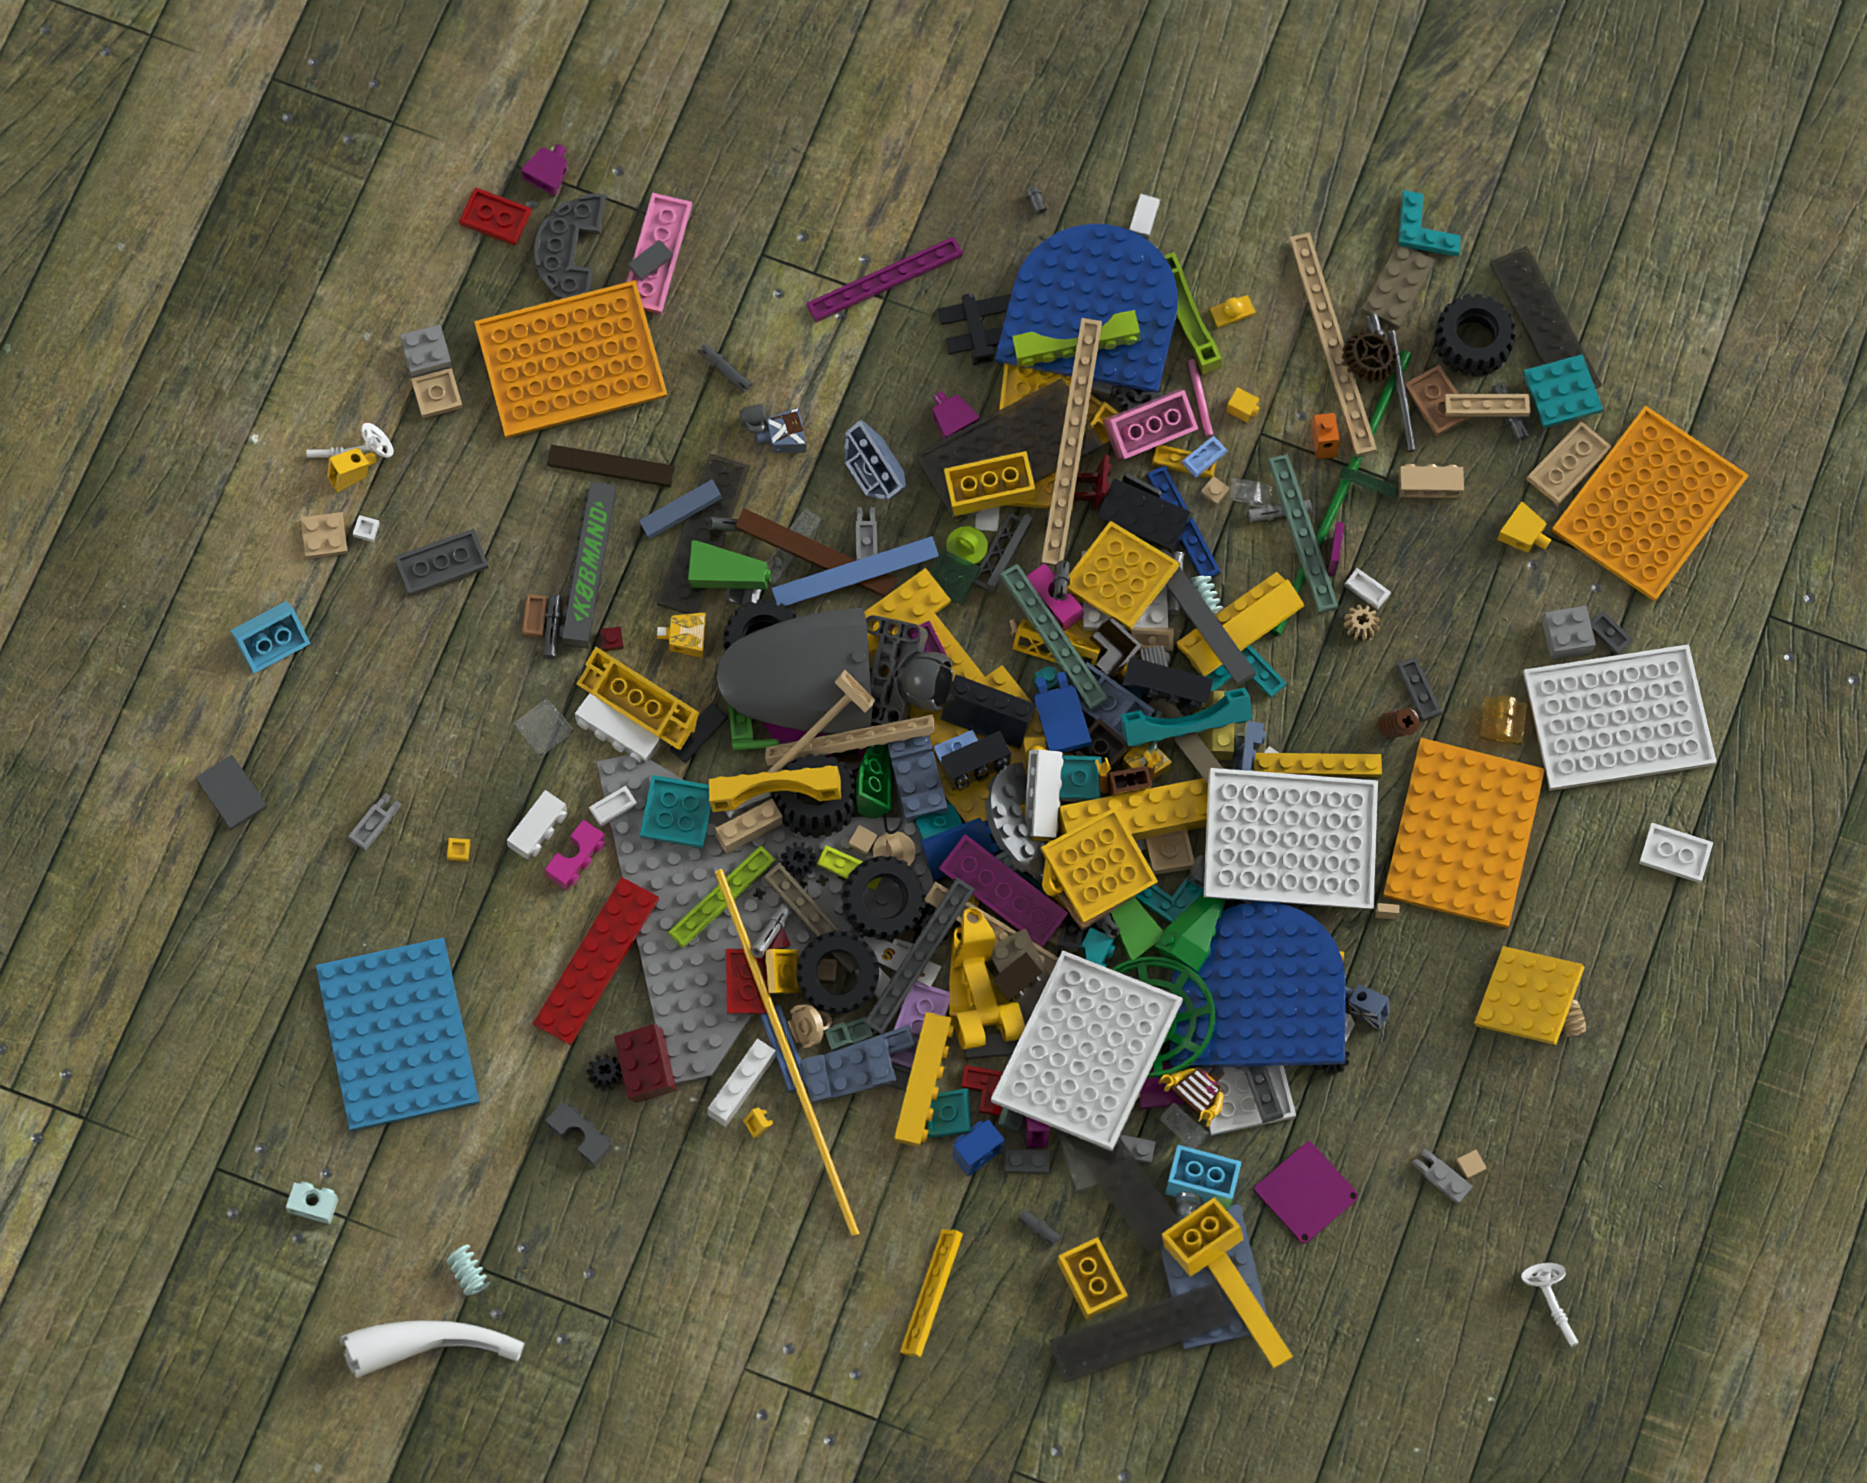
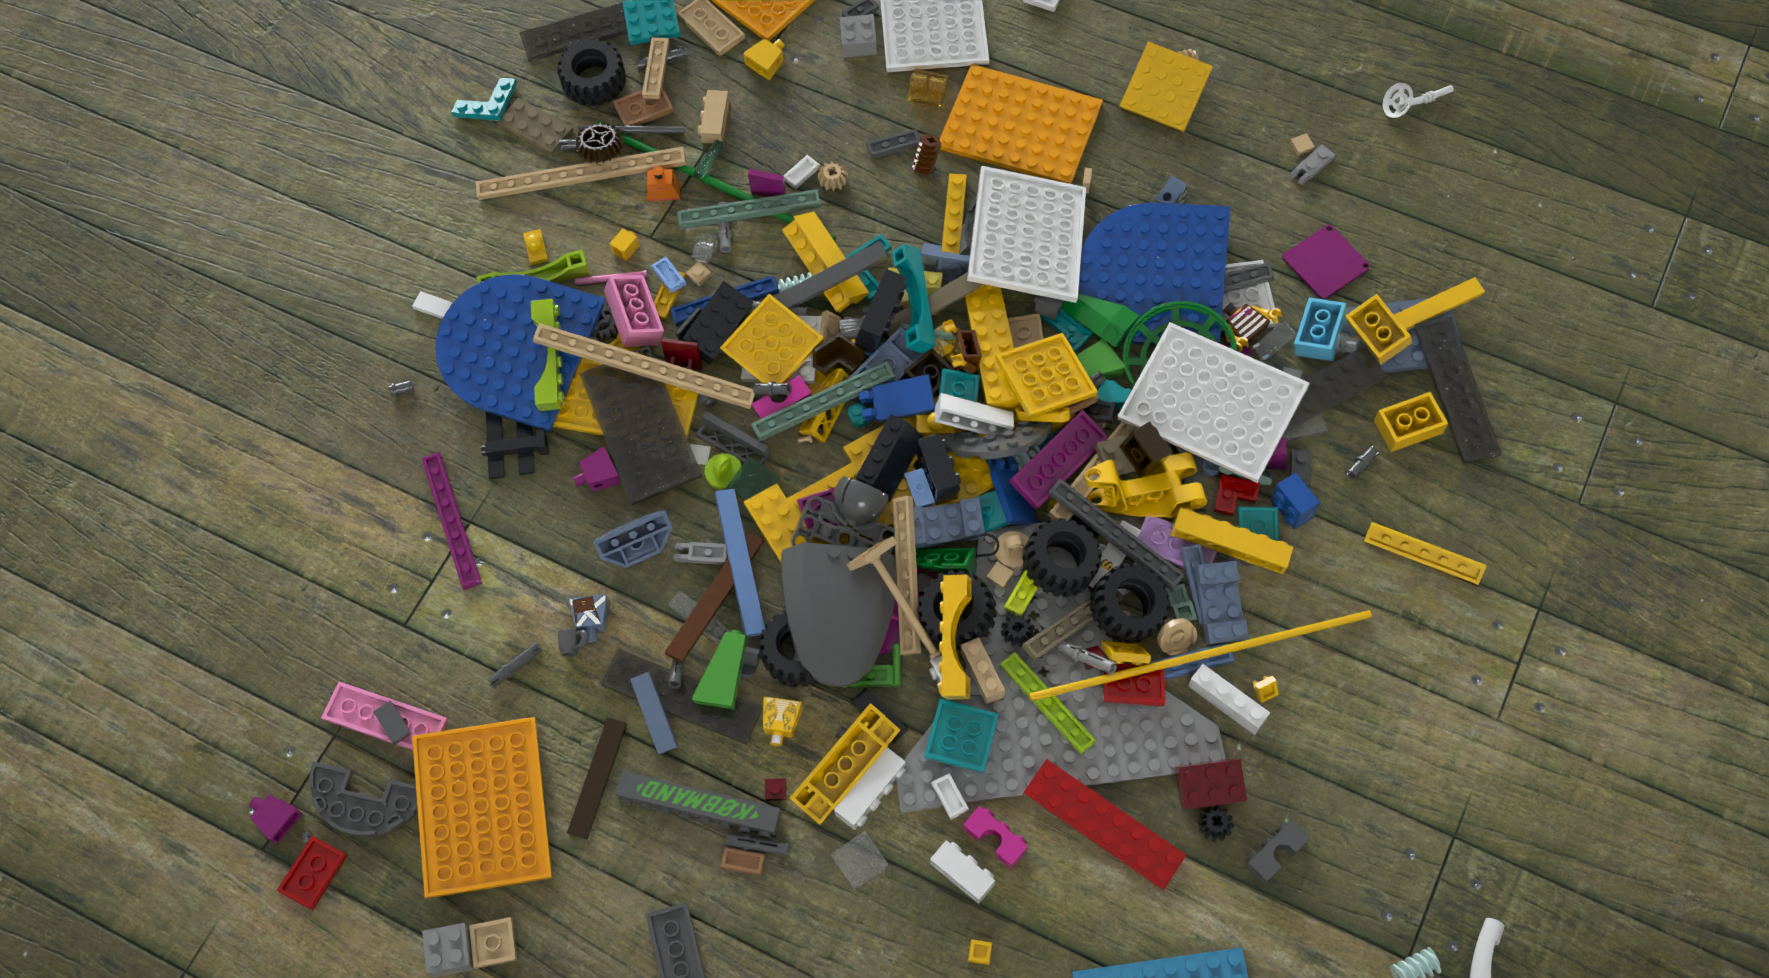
camera: 75 degrees left, 5 degrees down
(990, 483) = (674, 435): yellow brick -> none

